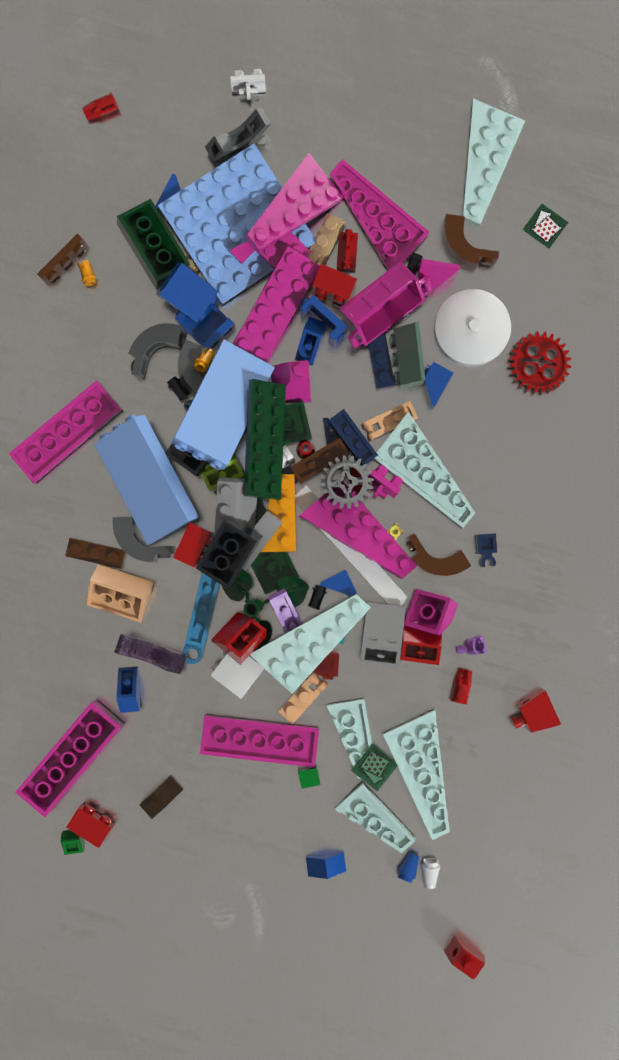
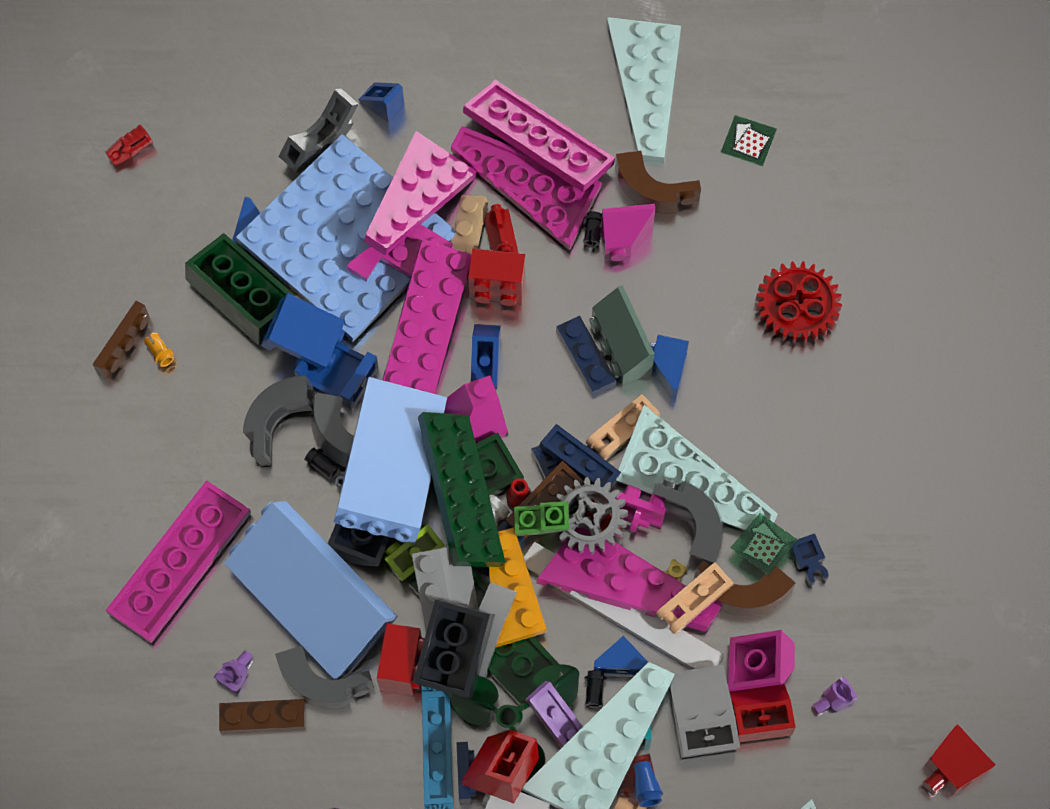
camera: 15 degrees left, 20 degrees down
(84, 519) = (234, 671): none -> medium lavender piece
(119, 593) = (310, 761): light nougat slope -> none
(203, 361) = (347, 415): light orange pin -> none
(219, 621) = (464, 760): none -> dark blue plate
(248, 83) = (314, 71): white hips -> none
(292, 120) = (384, 99): none -> blue slope
(313, 476) = (541, 518): none -> bright green slope
(315, 306) = (490, 311): blue panel -> none
(330, 675) = (647, 788): none -> blue cone
(383, 304) = (569, 279): dark pink container -> none
(395, 182) = (539, 135): none -> dark pink plate
(400, 559) = (695, 597): none -> light nougat plate
(425, 500) = (708, 520): none -> dark grey arch
(459, 532) = (764, 543): none -> clear green sticker
(462, 686) = (838, 757): red hinge -> none
(472, 327) = (695, 284): white dish -> none

